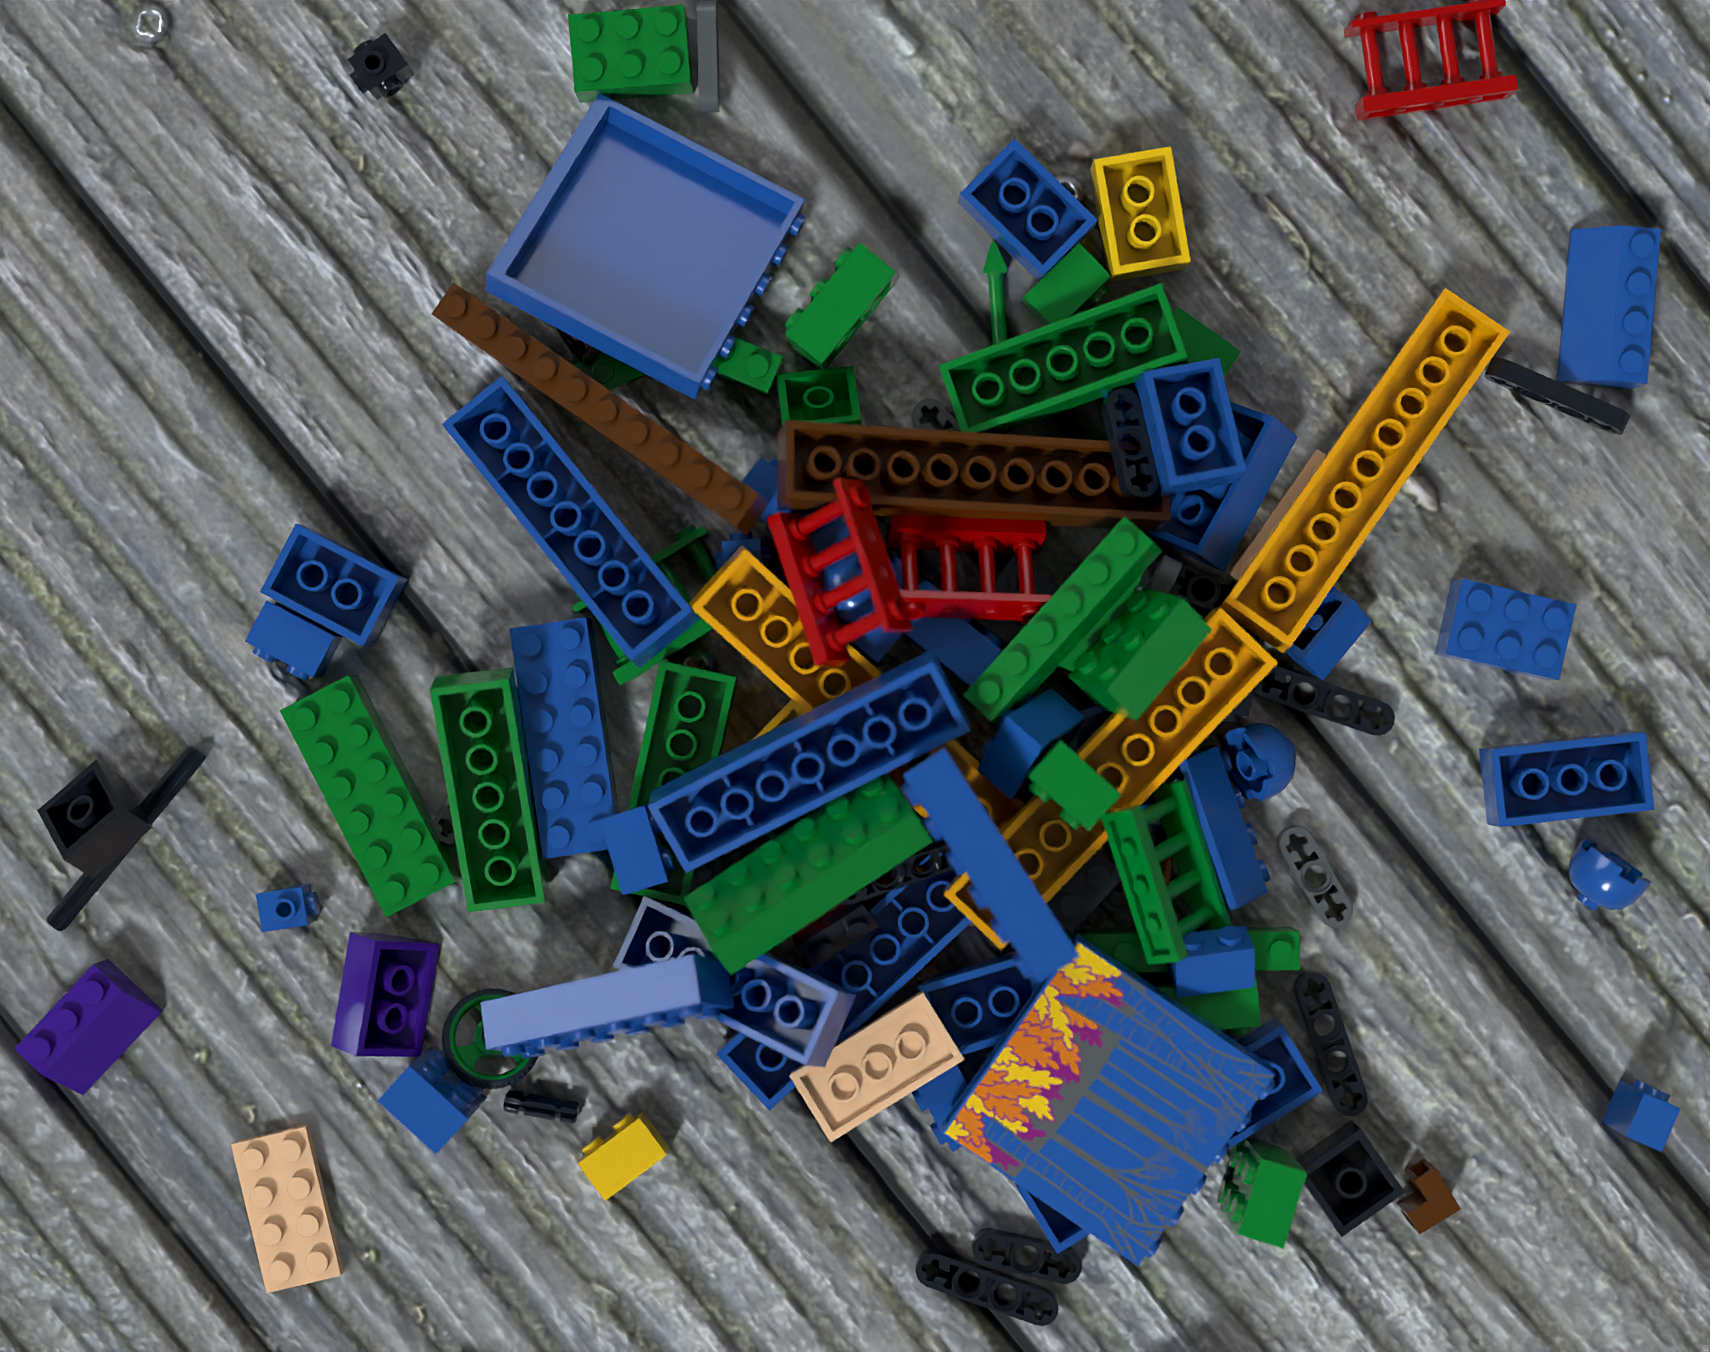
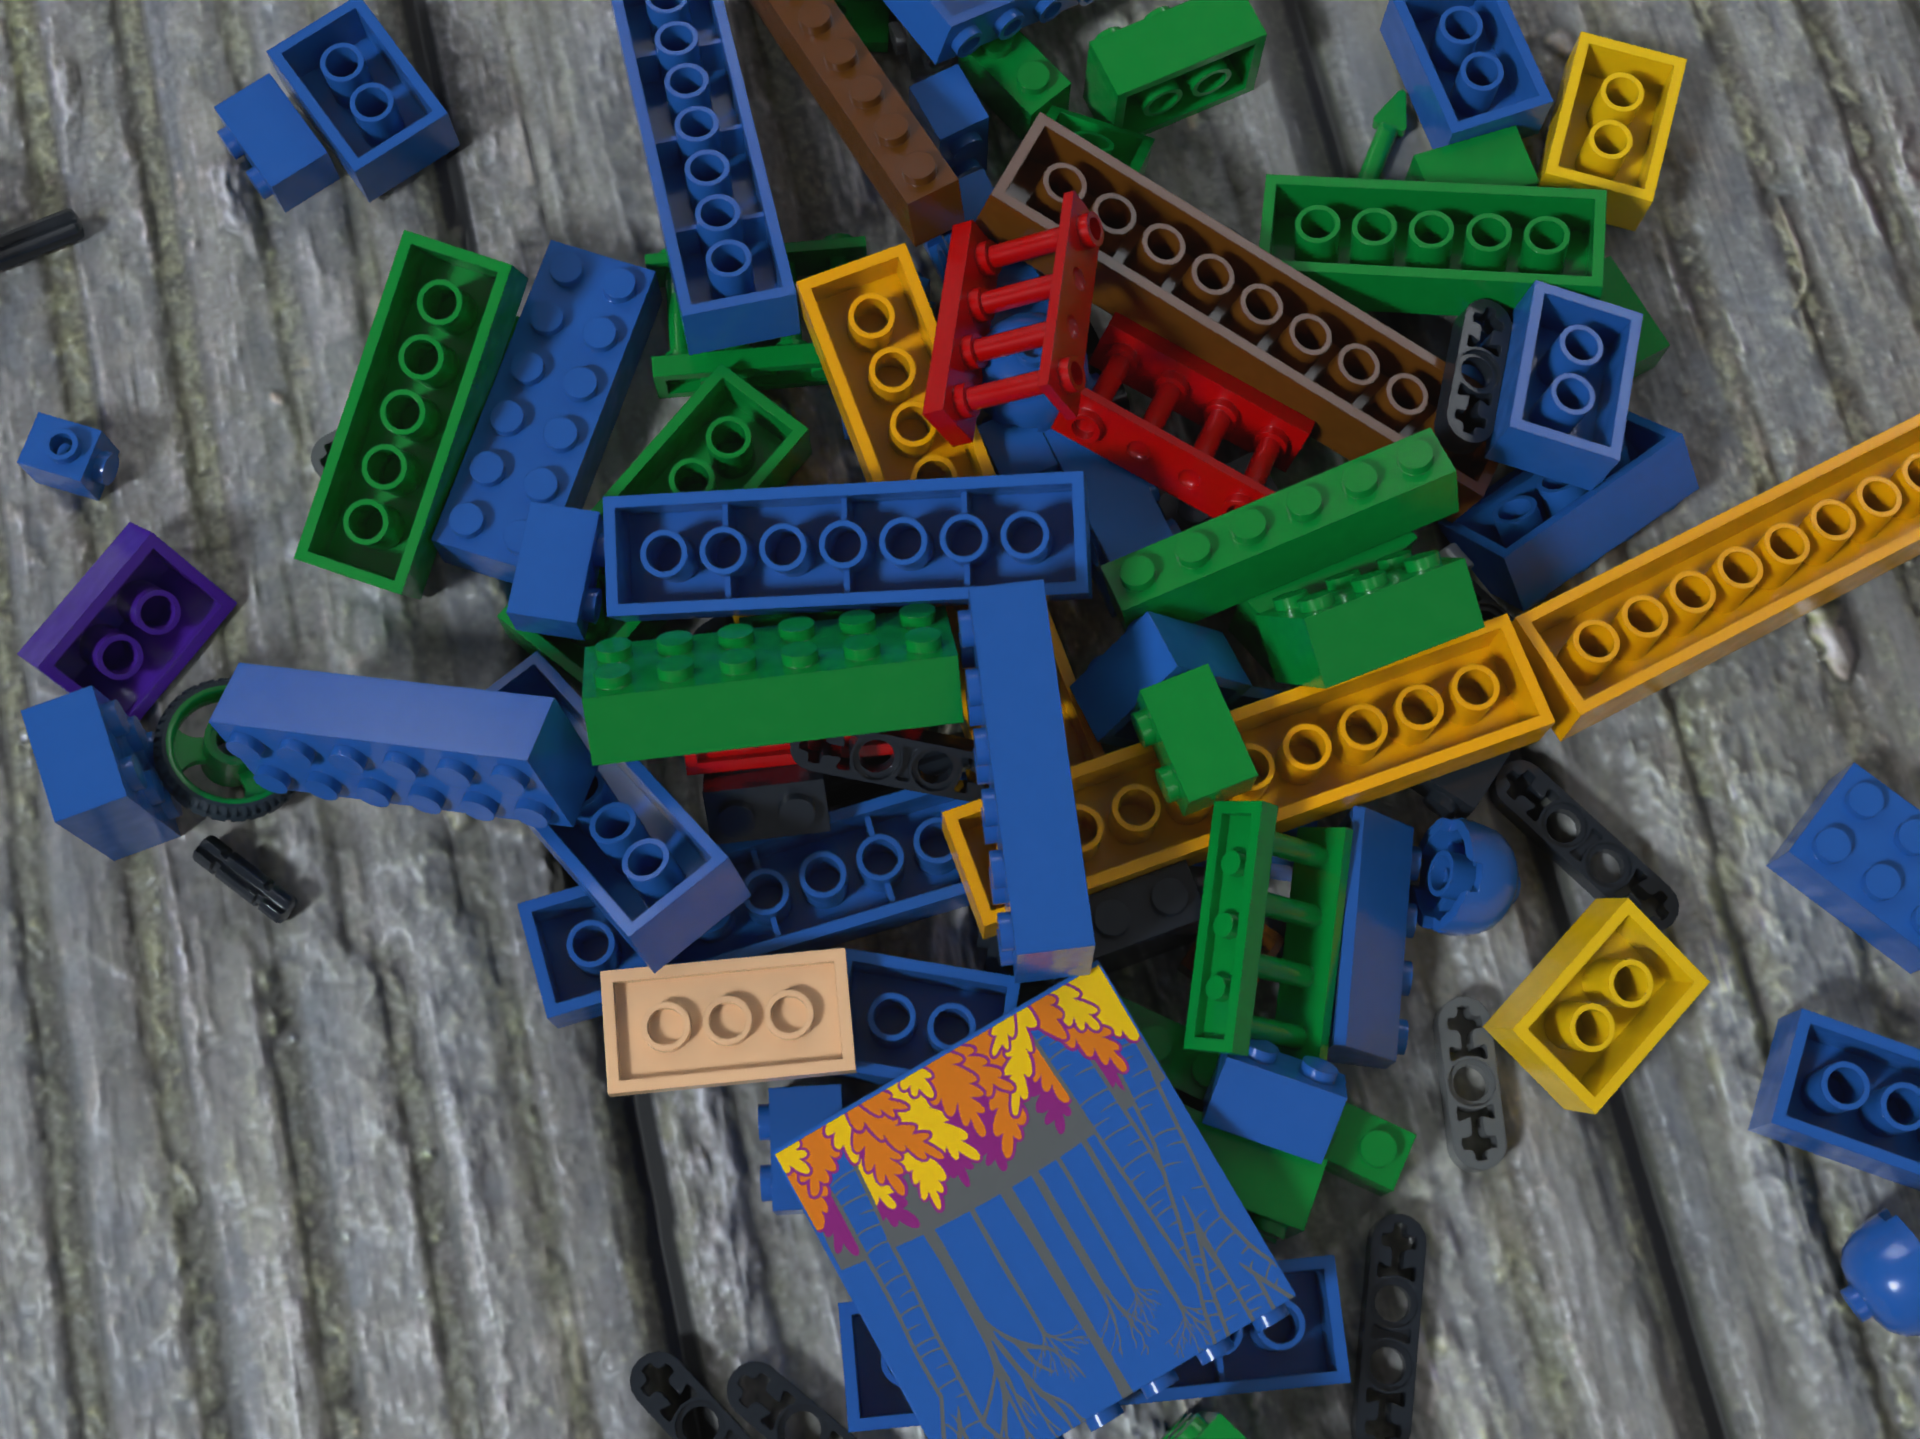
camera: 20 degrees right, 15 degrees down
(370, 794) = (258, 369): green brick -> none
(623, 1154) = (316, 994): yellow brick -> none
(720, 425) = (952, 119): none -> blue brick
(1329, 634) = (1631, 753): blue brick -> none
(1369, 801) = (1596, 1004): none -> yellow brick

